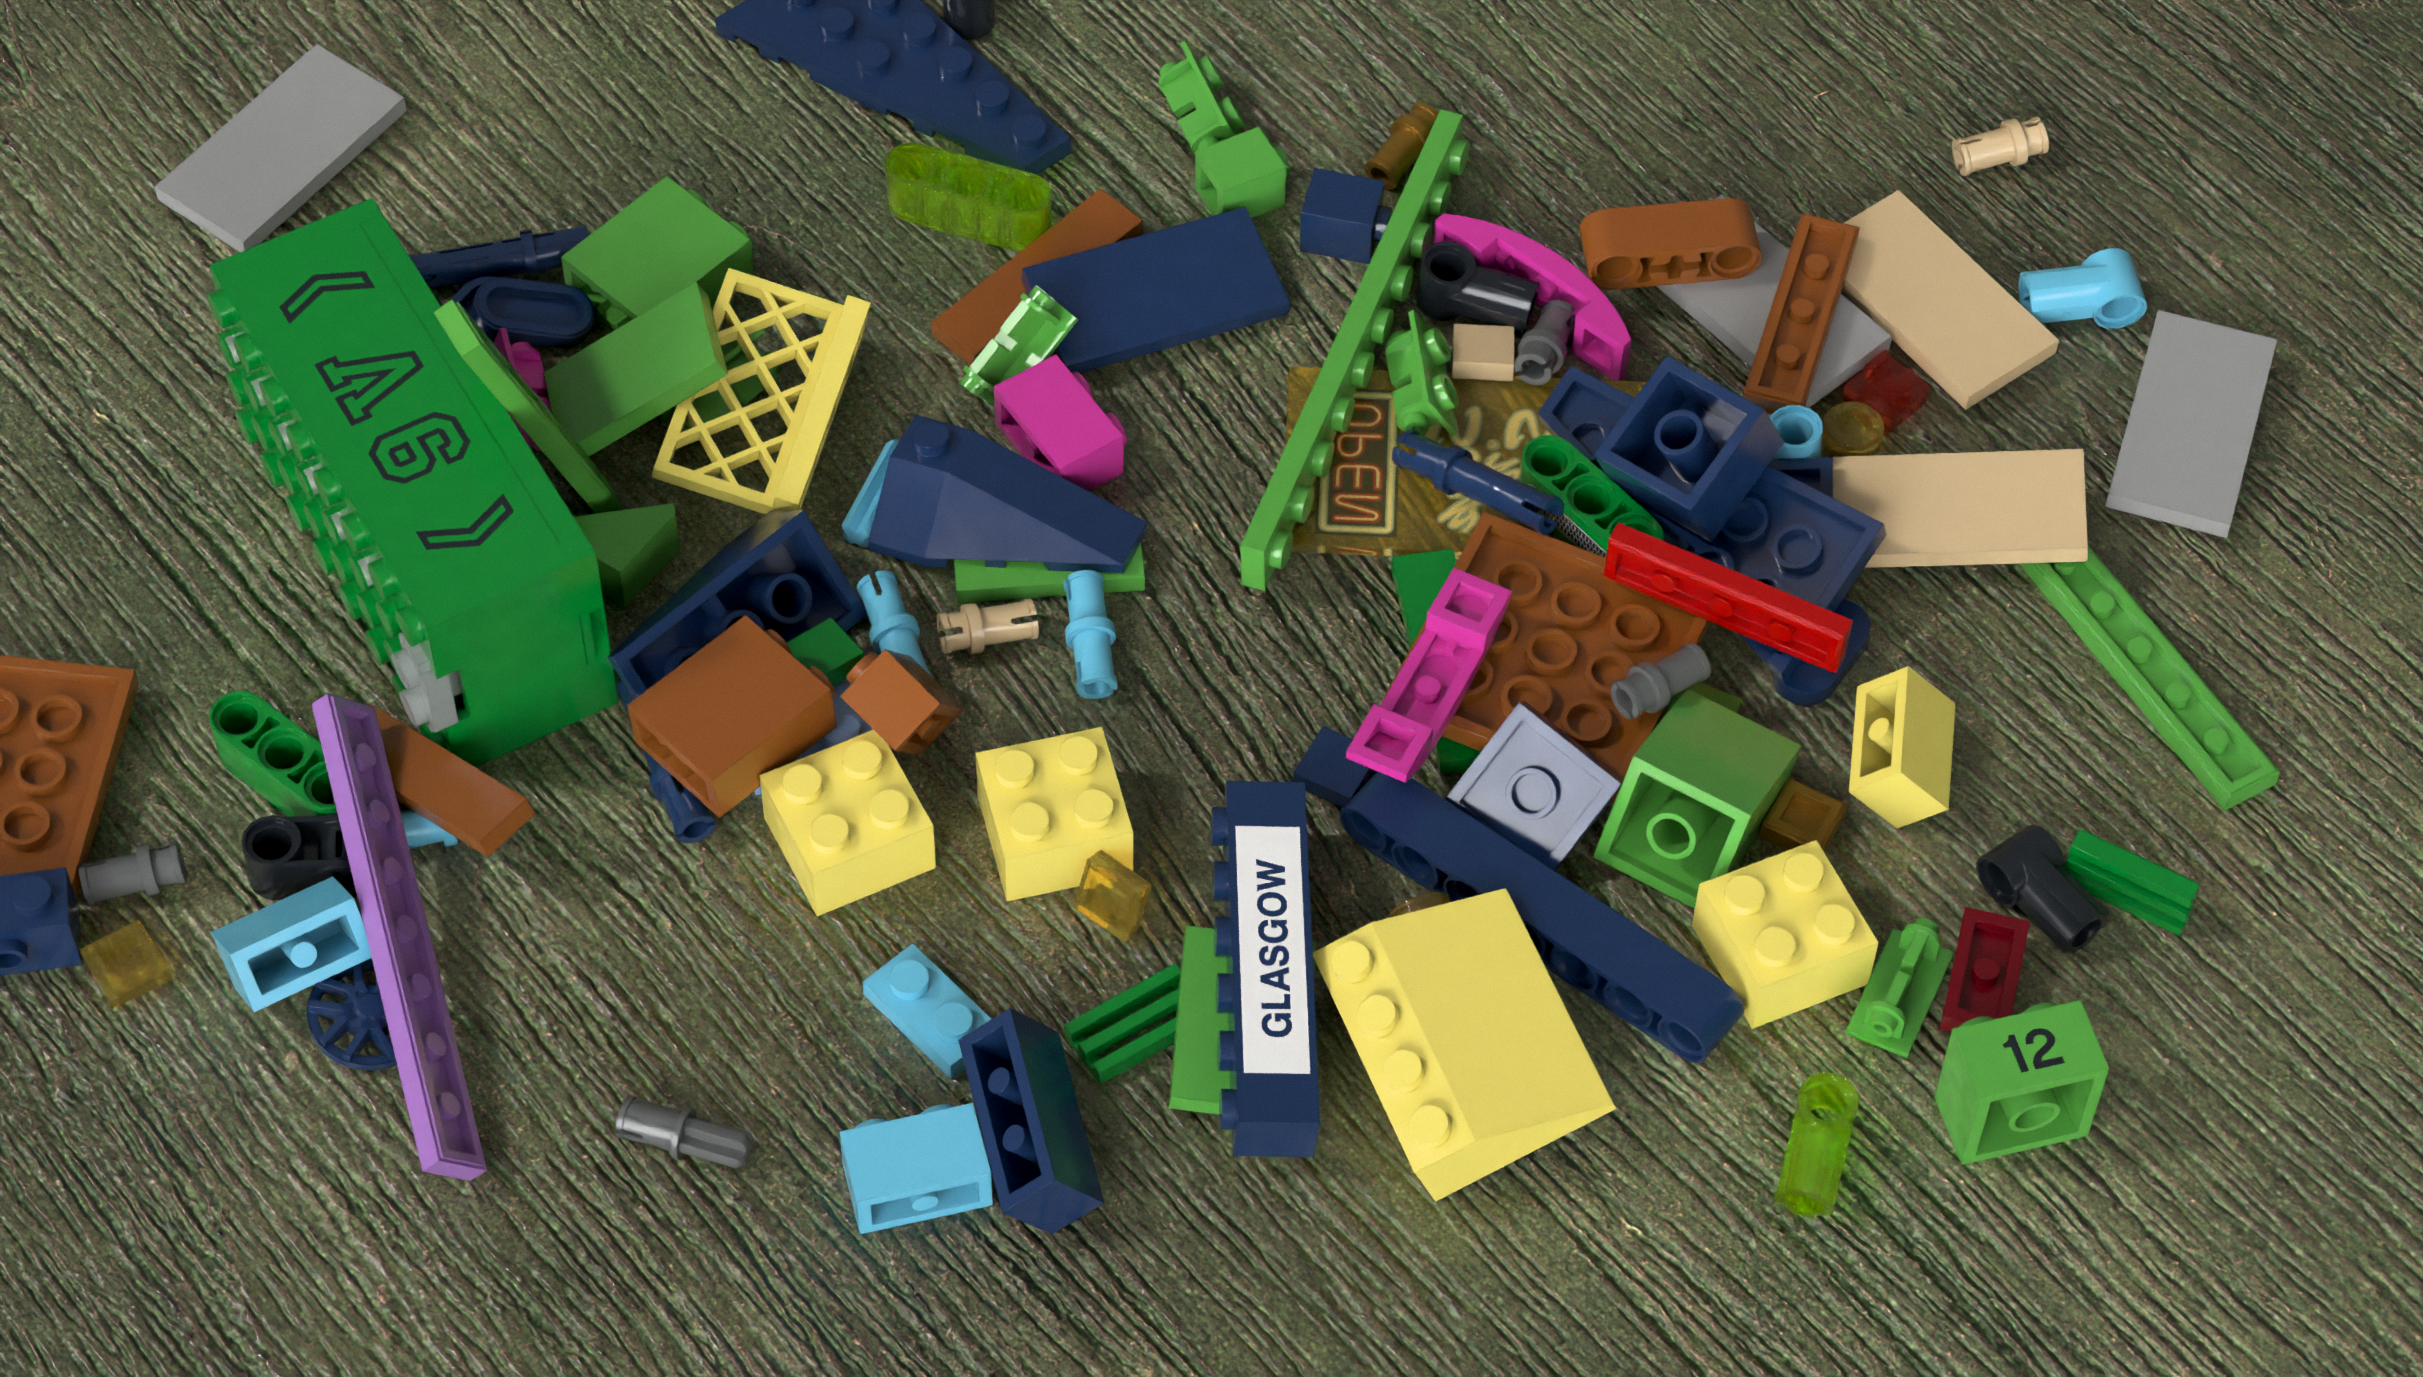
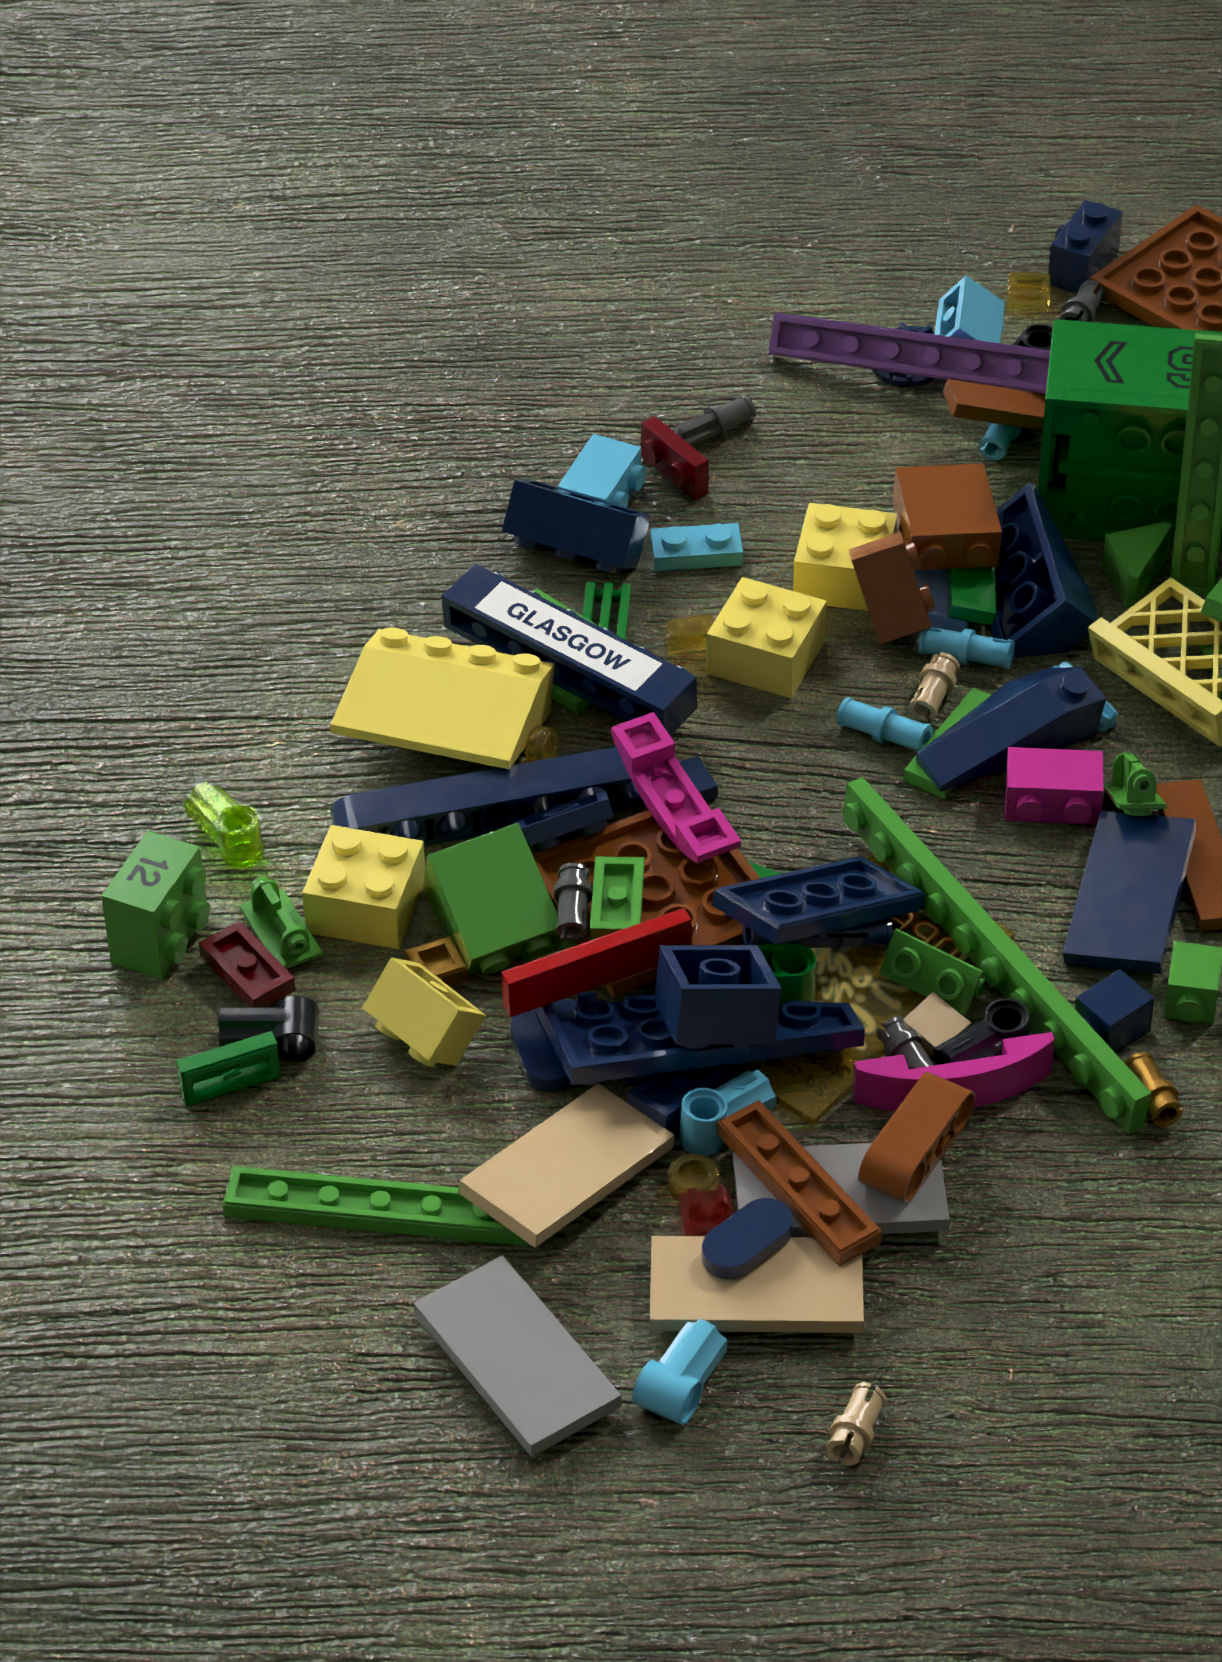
camera: 130 degrees right, 10 degrees down
(795, 1140) = (674, 458): none -> dark red plate
(1451, 482) = (818, 899): none -> dark blue tile
(1620, 638) = (616, 894): none -> bright green plate
(1906, 311) = (747, 1238): none -> dark blue tile

